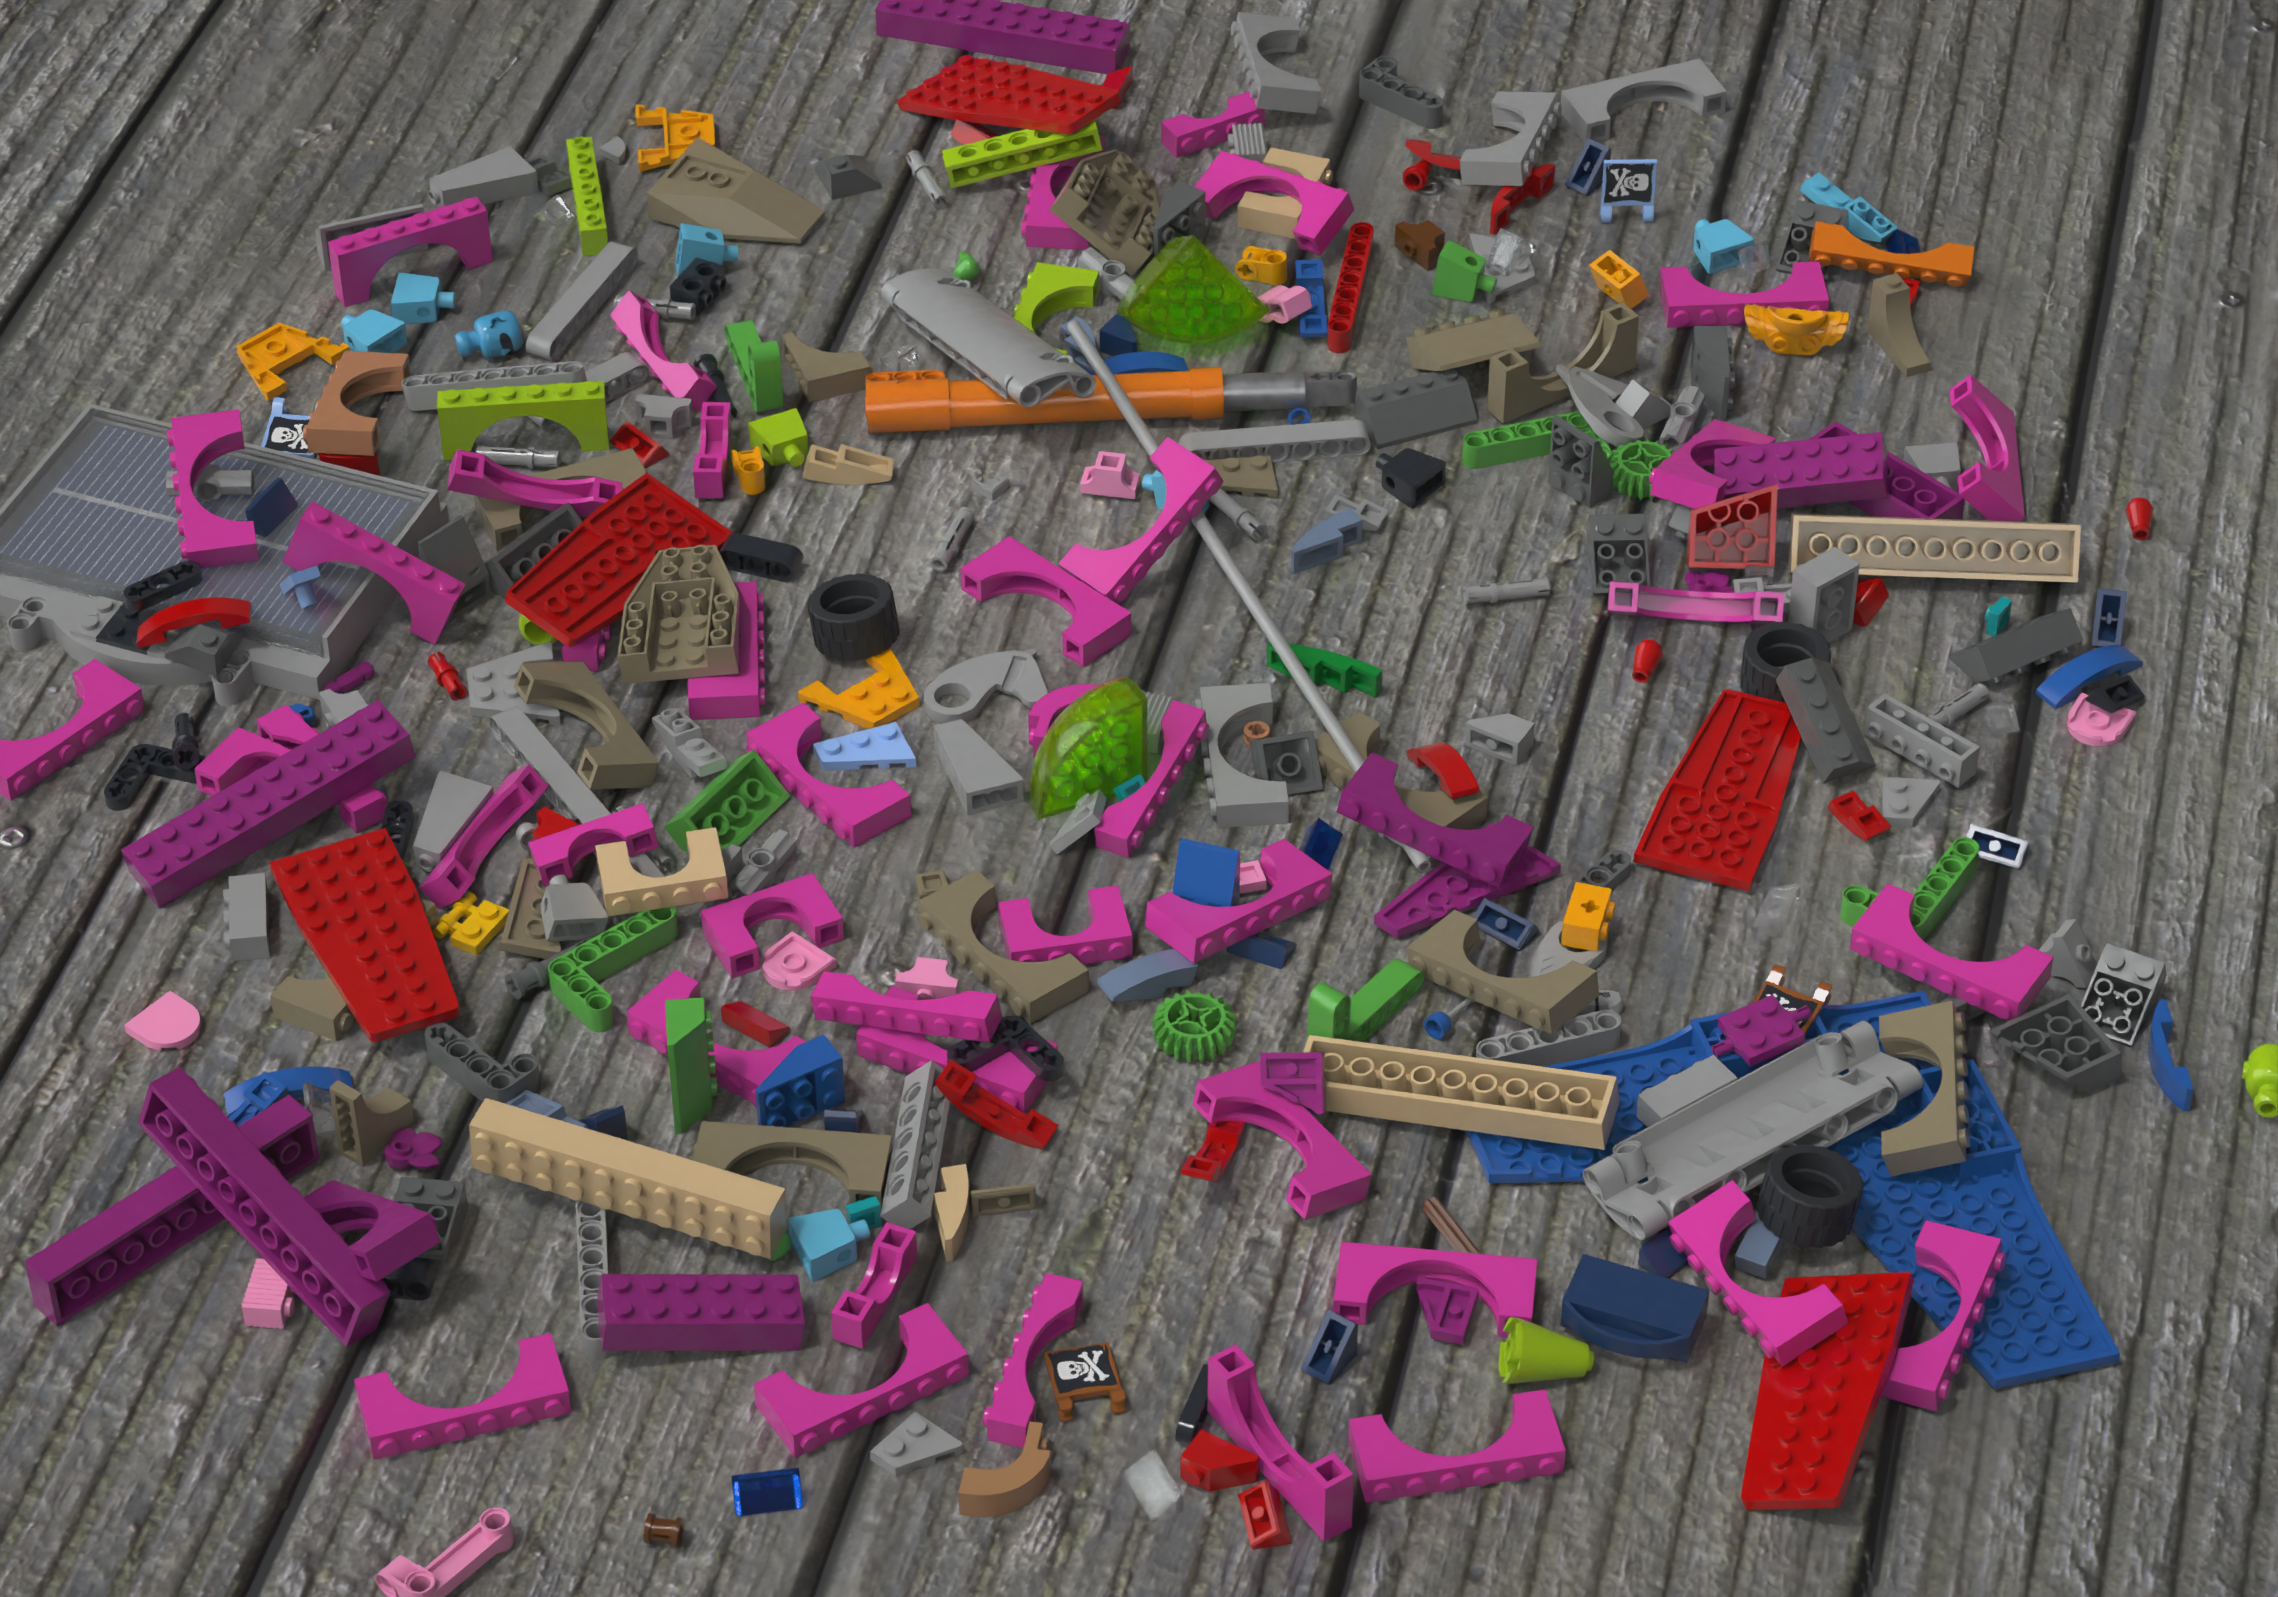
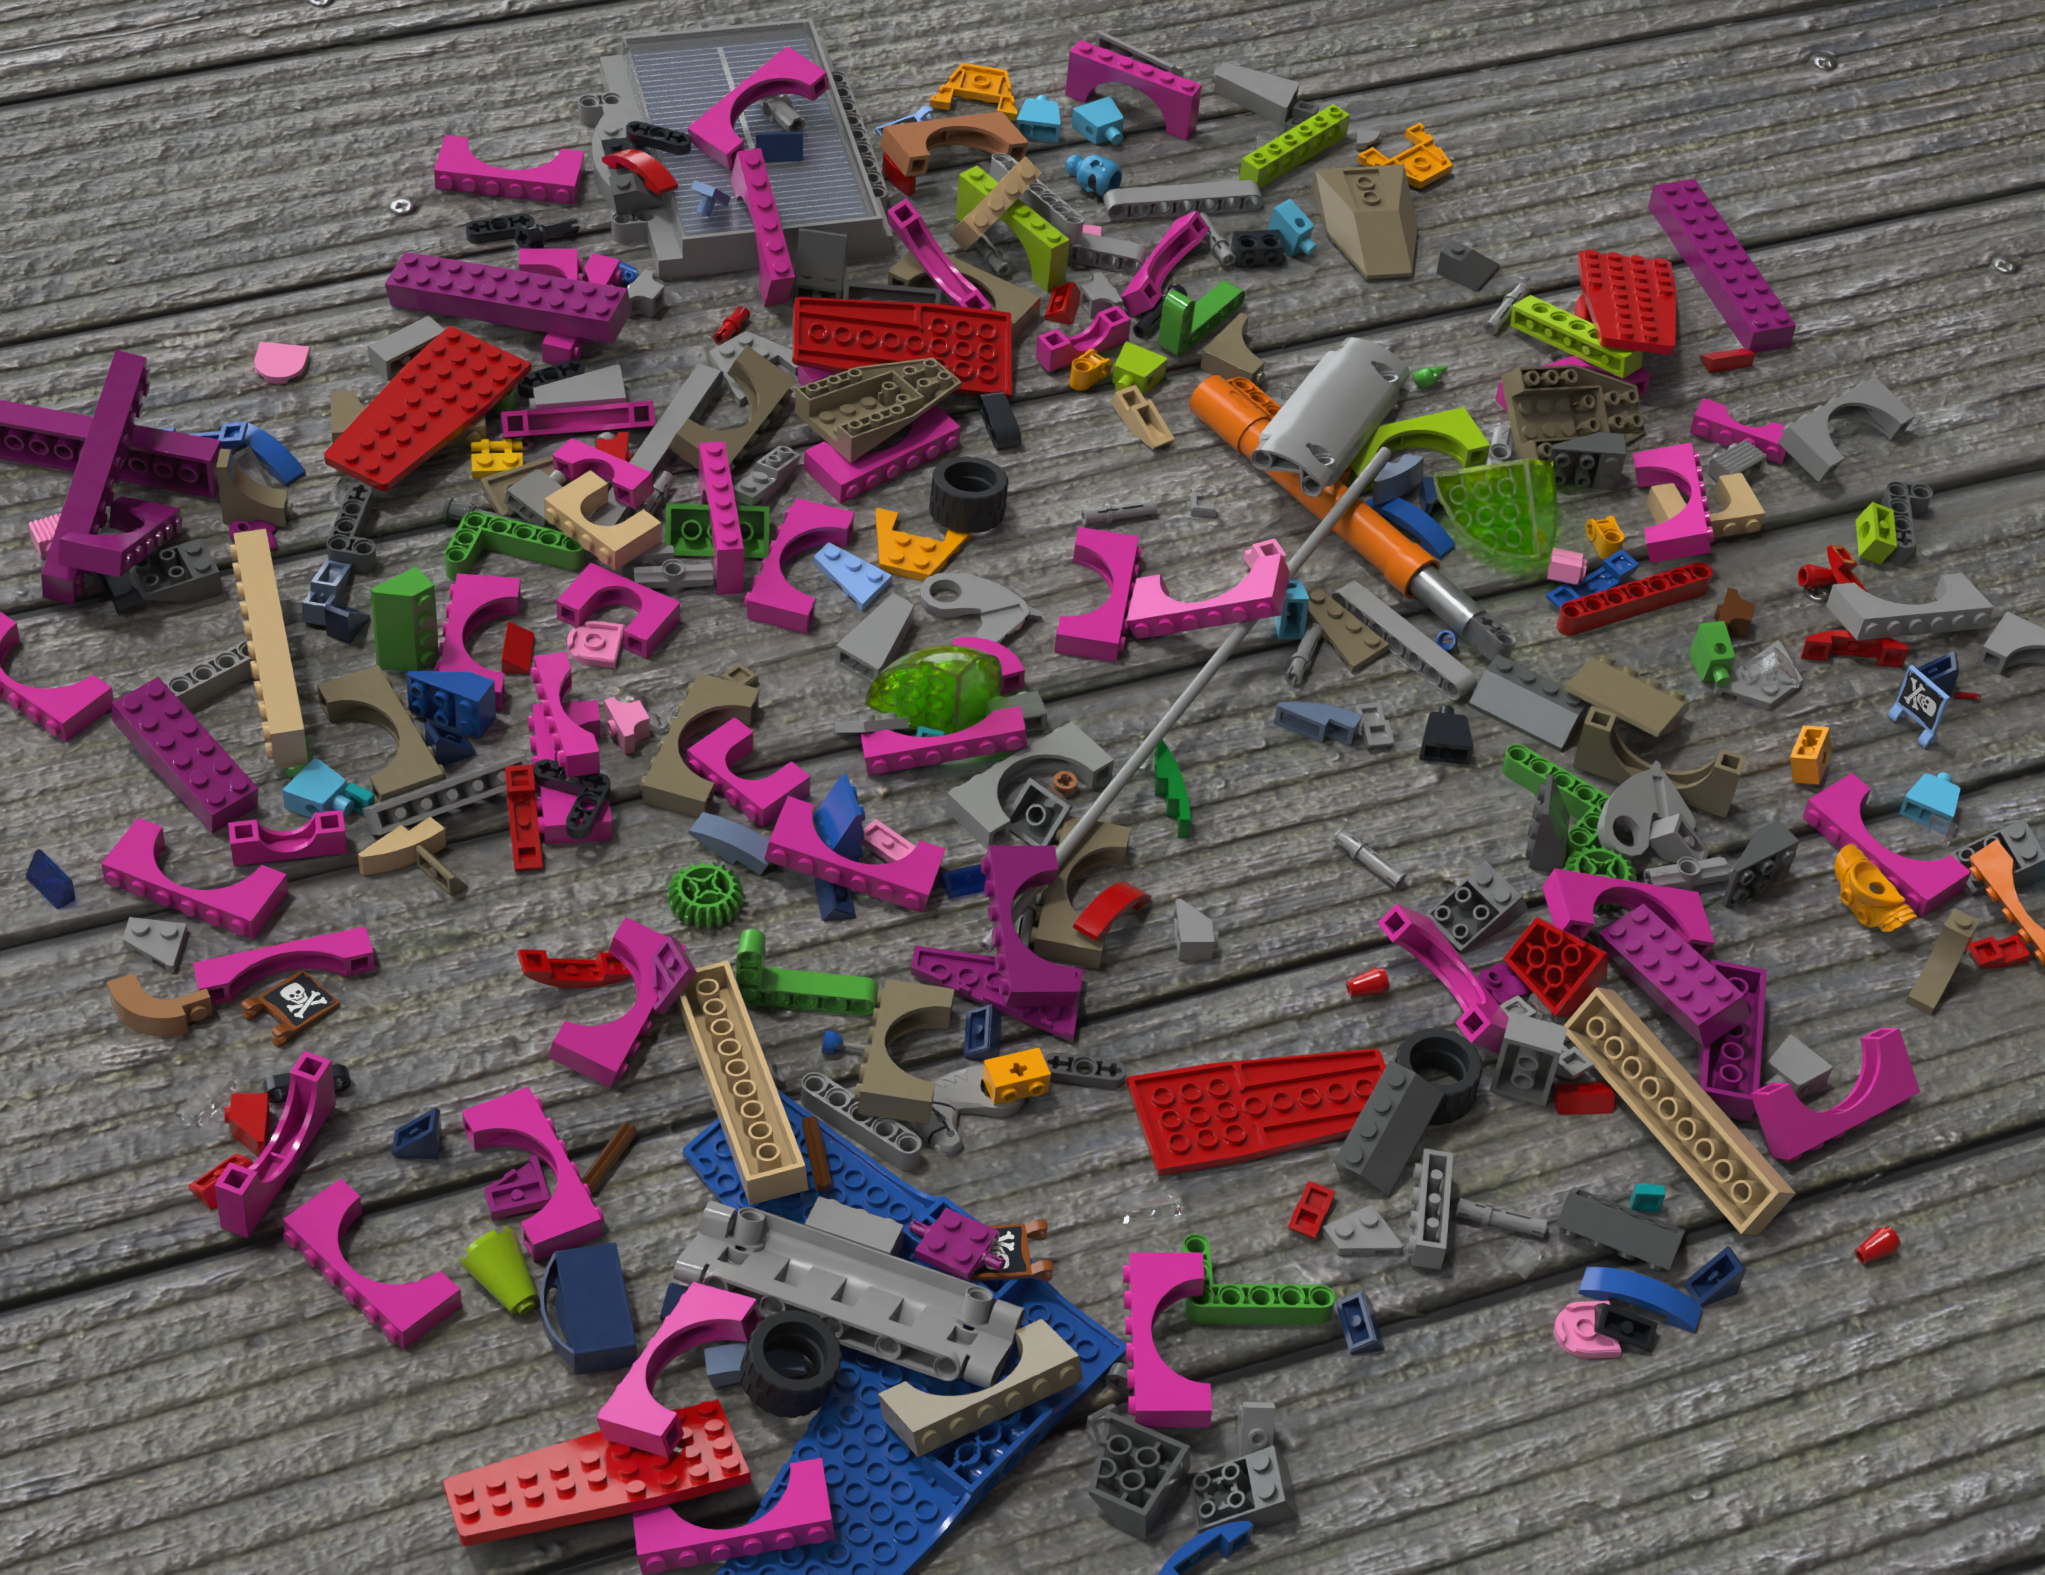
camera: 50 degrees right, 5 degrees up
(351, 678) = (684, 281): magenta axle -> none
(514, 424) = (995, 203): none -> tan arch
(781, 798) = (718, 494): none -> dark pink arch
(1419, 113) = (1876, 533): none -> lime brick

